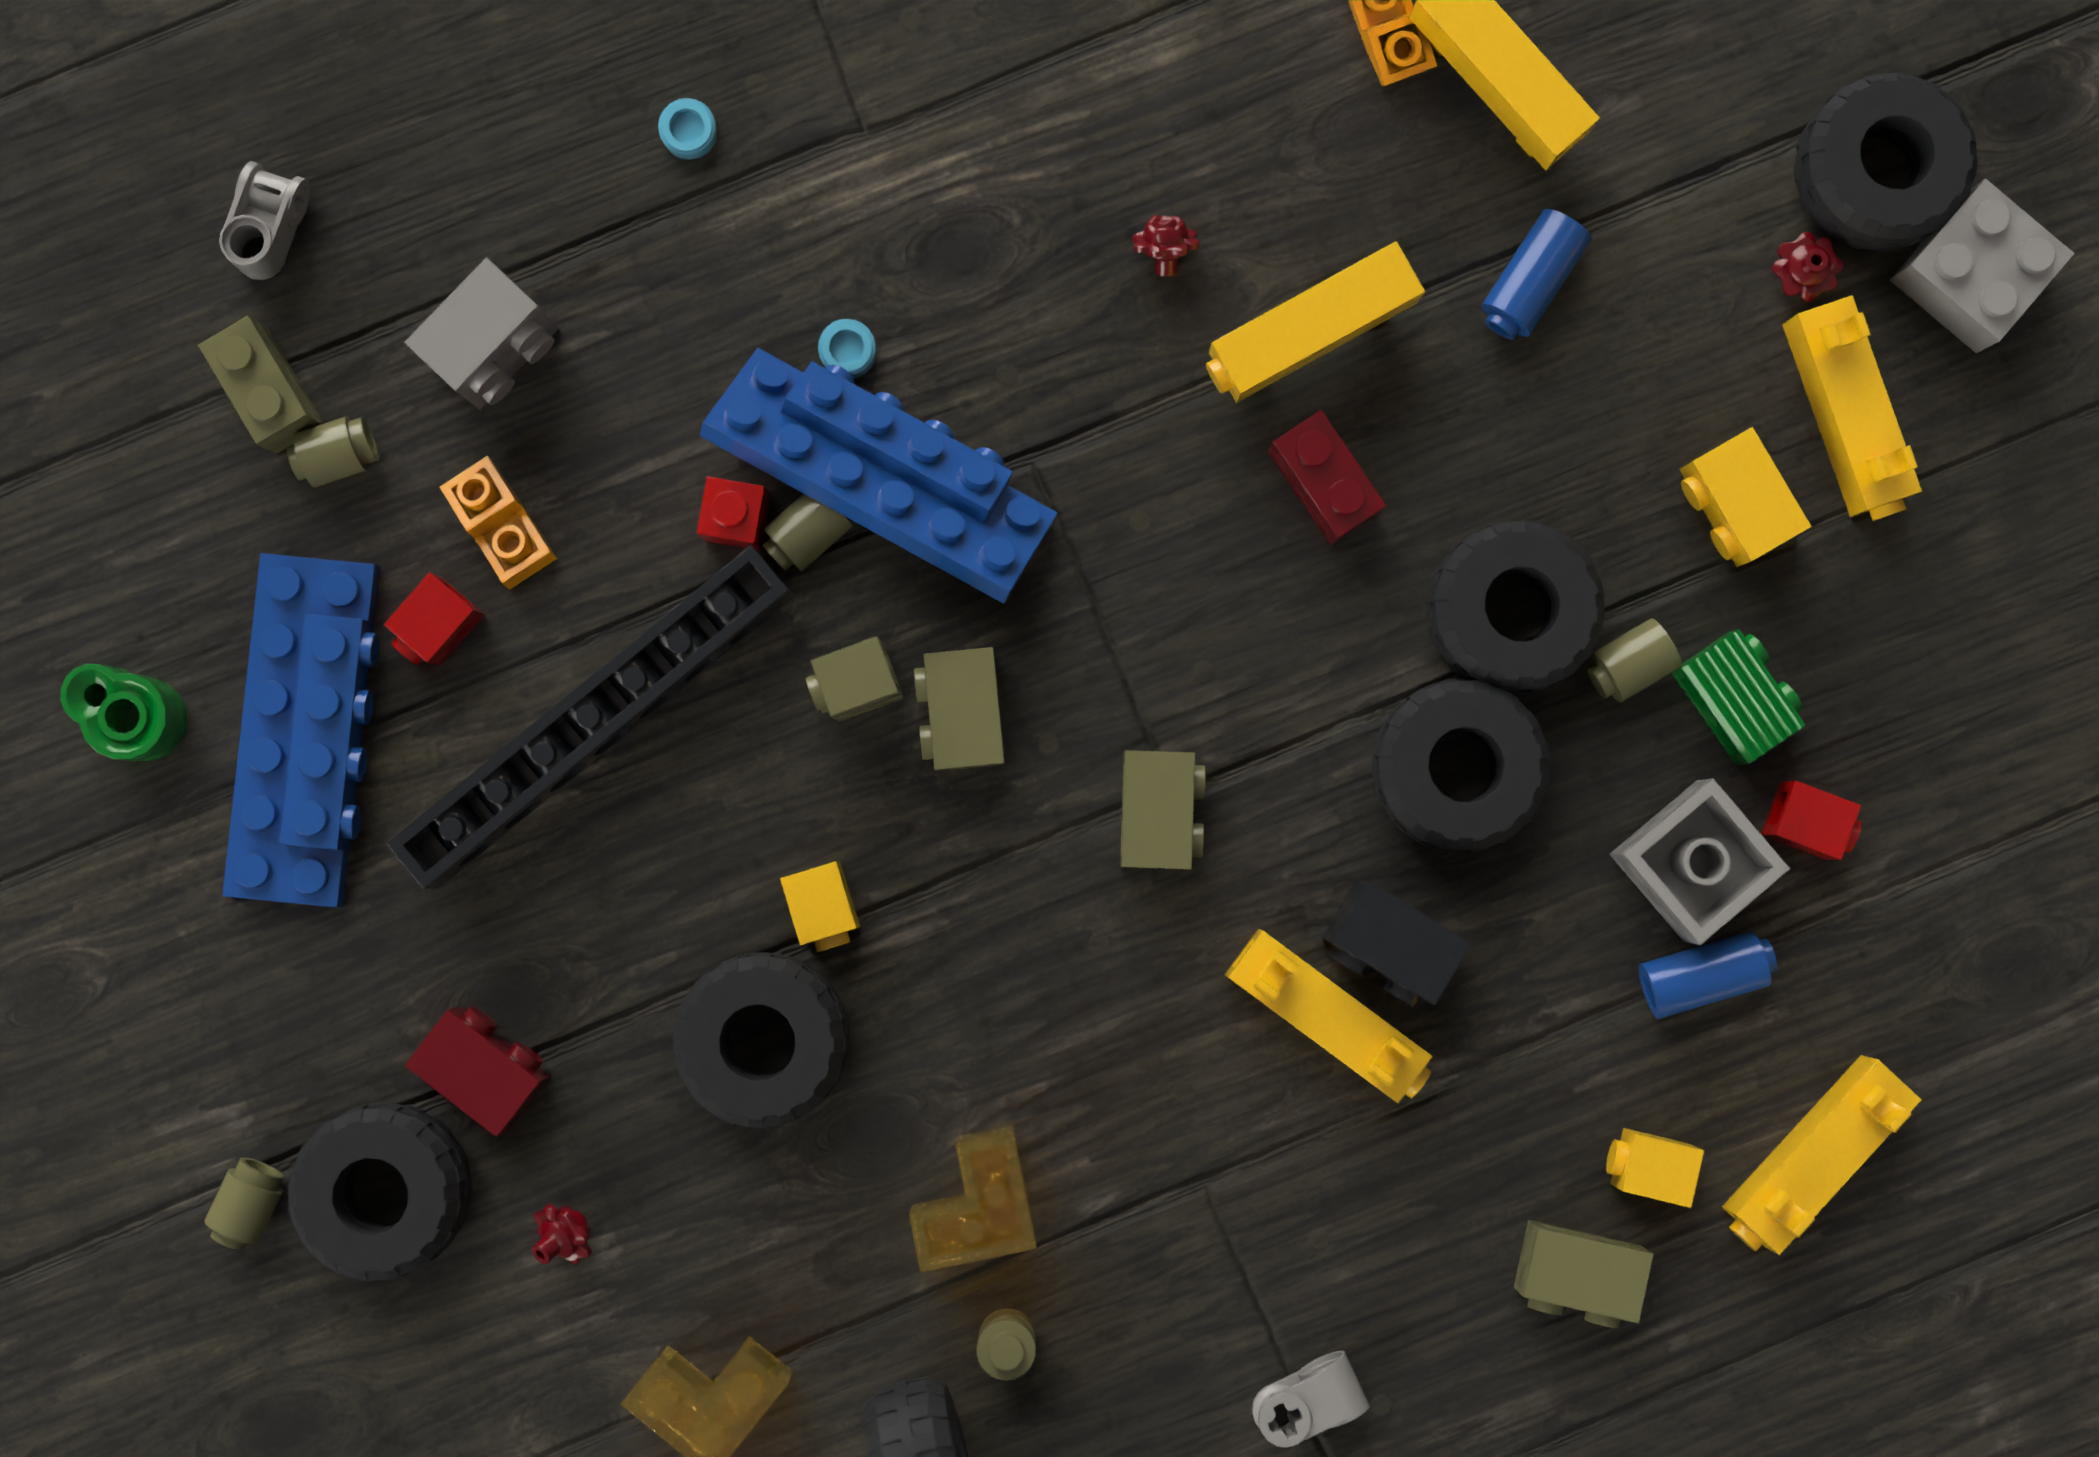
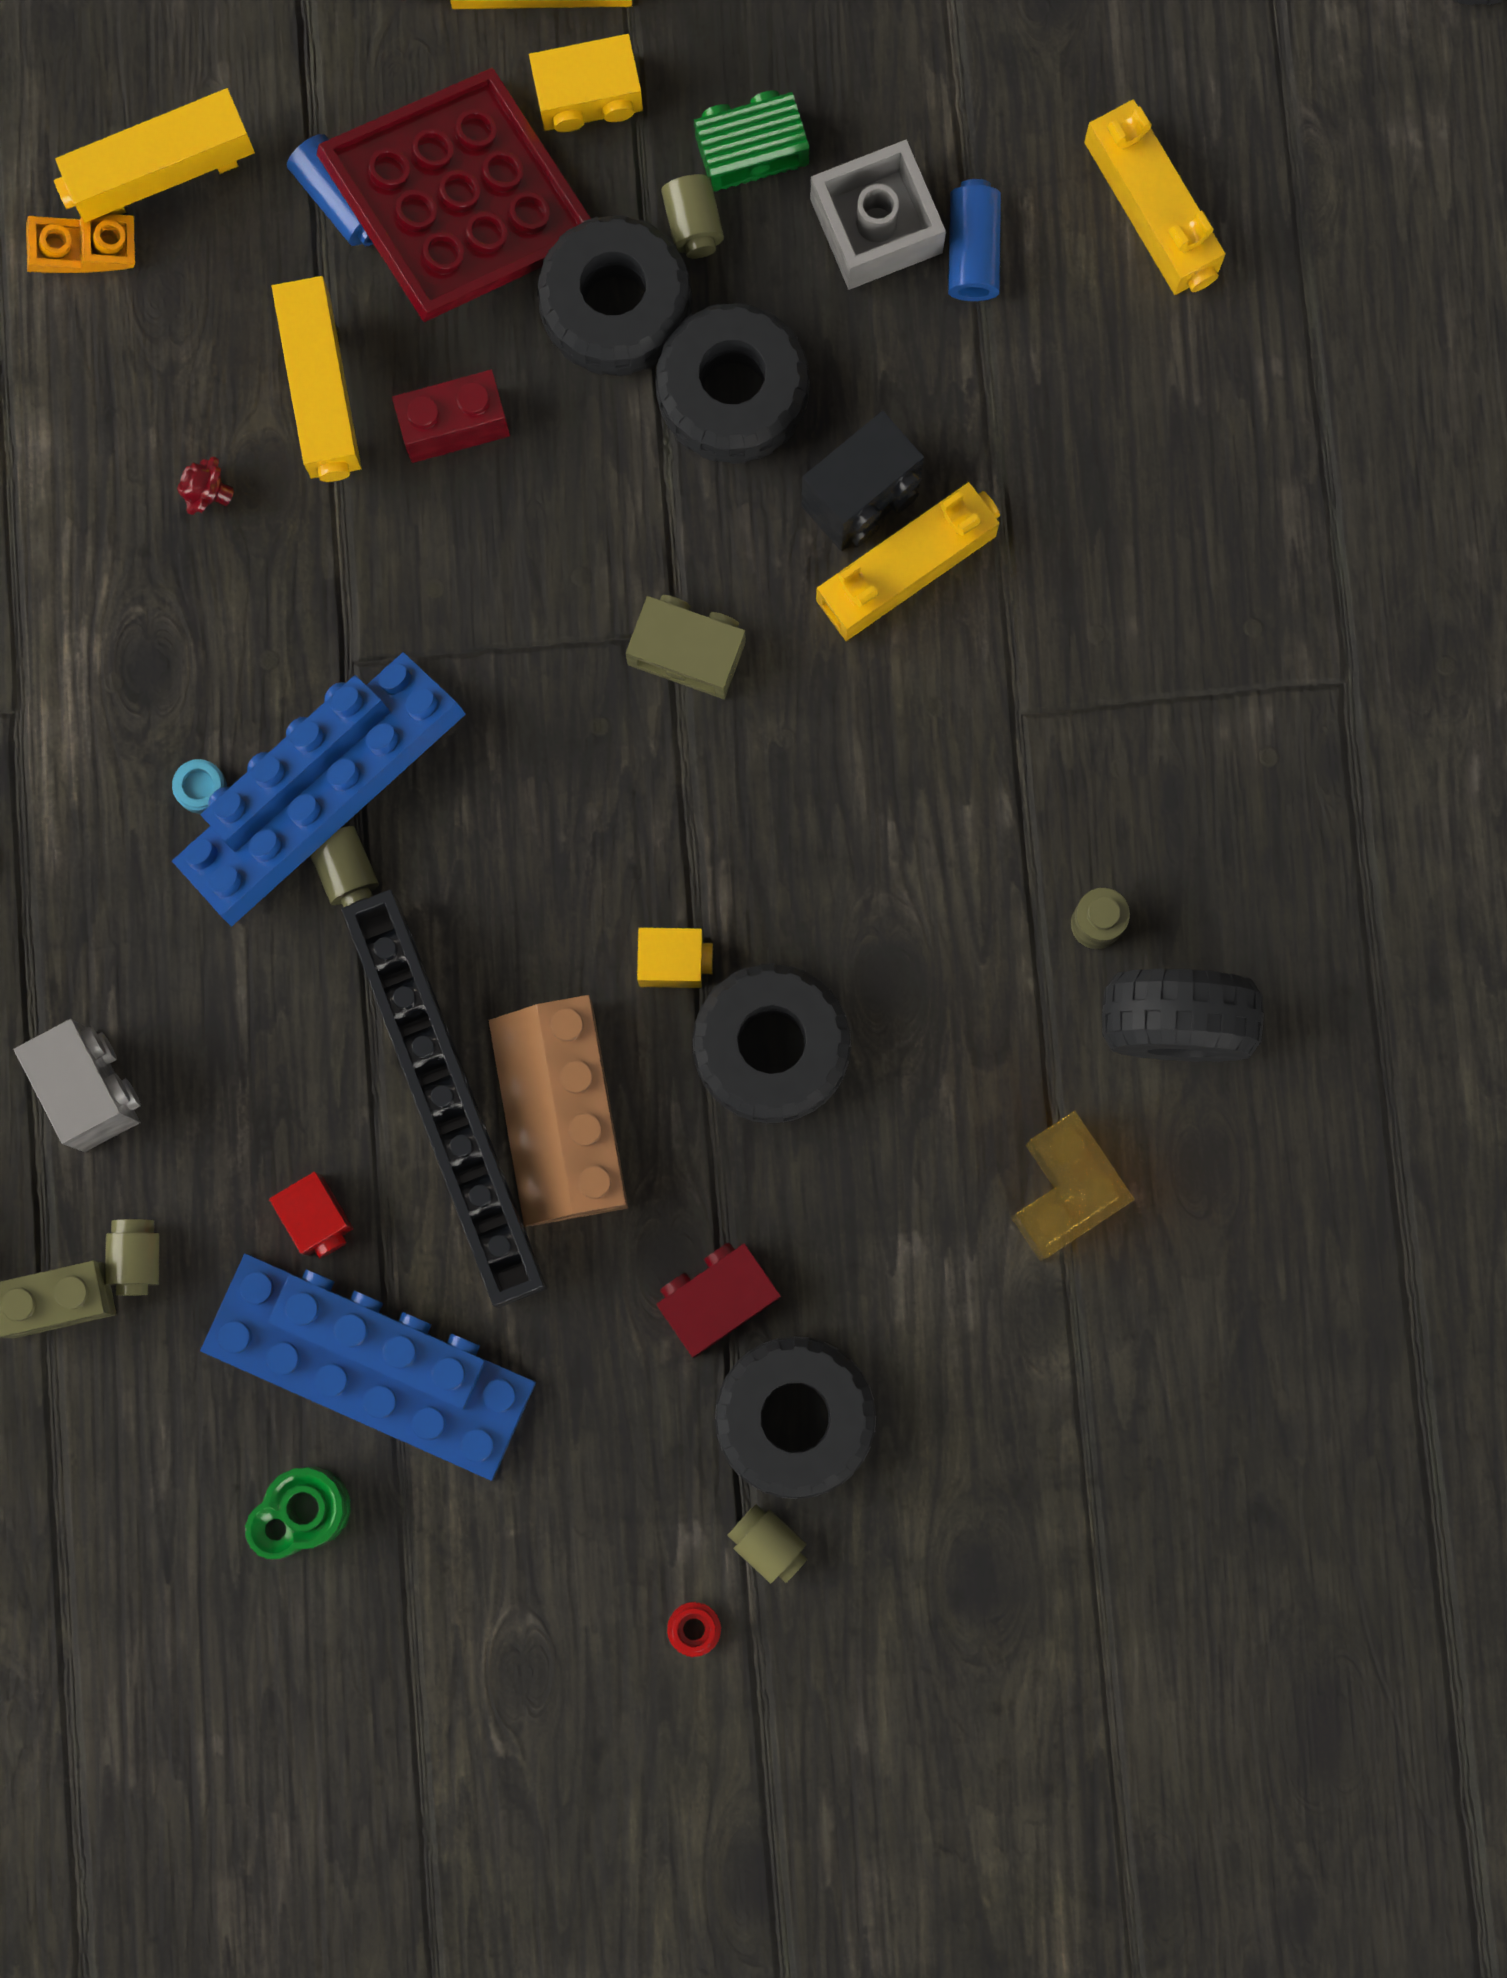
camera: 70 degrees left, 5 degrees down
(122, 1157) = (681, 1641): none -> red plate
(498, 522) = (245, 1134): light orange slope -> none
(562, 1235) = (885, 1273): dark red plant -> none
(620, 840) = (558, 1111): none -> medium nougat slope
(733, 513) = (308, 923): red brick -> none
(854, 680) = (488, 860): olive brick -> none
(962, 709) = (544, 784): olive brick -> none
(991, 1215) = (983, 891): clear yellow brick -> none
(1316, 1399) = (1228, 673): light grey piece -> none
(1571, 399) = (454, 192): none -> dark red plate
(1582, 1273) = (1191, 420): olive brick -> none
(1654, 1167) = (1122, 334): yellow brick -> none
(1812, 821) = (874, 113): red brick -> none

